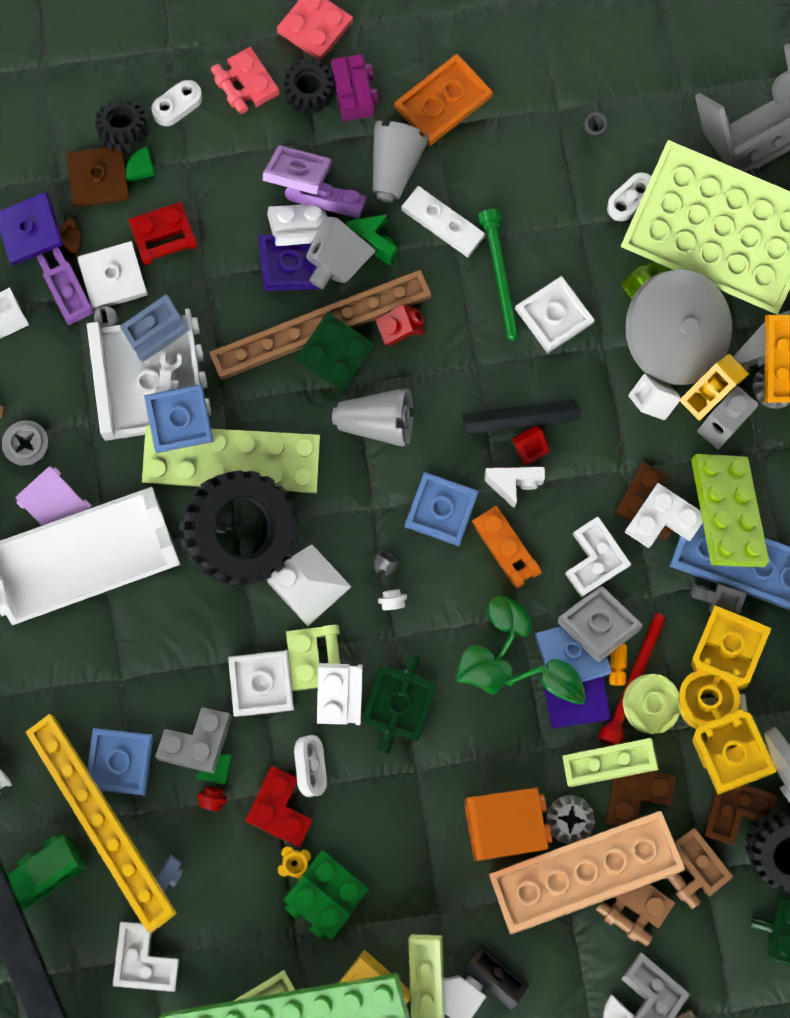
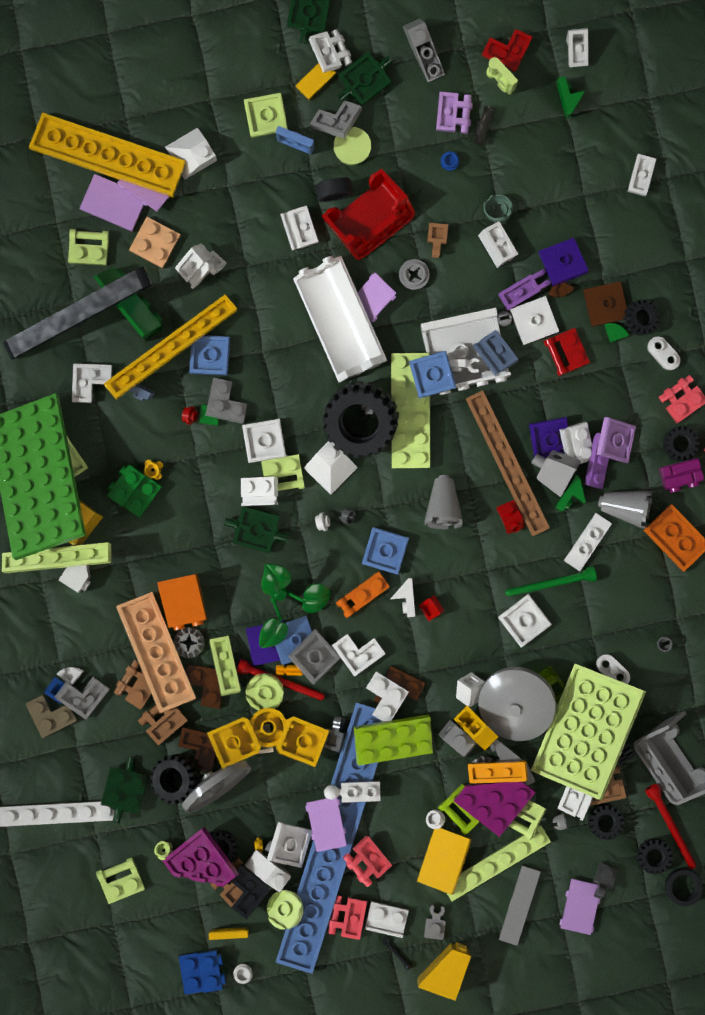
camera: 85 degrees right, 10 degrees up
(270, 809) = (182, 454): red plate -> none
(310, 766) = (213, 475): white plate -> none
(334, 351) = (488, 473): dark green plate -> none
(496, 976) = (90, 599): black plate -> none
(521, 416) = (451, 600): black tile -> none

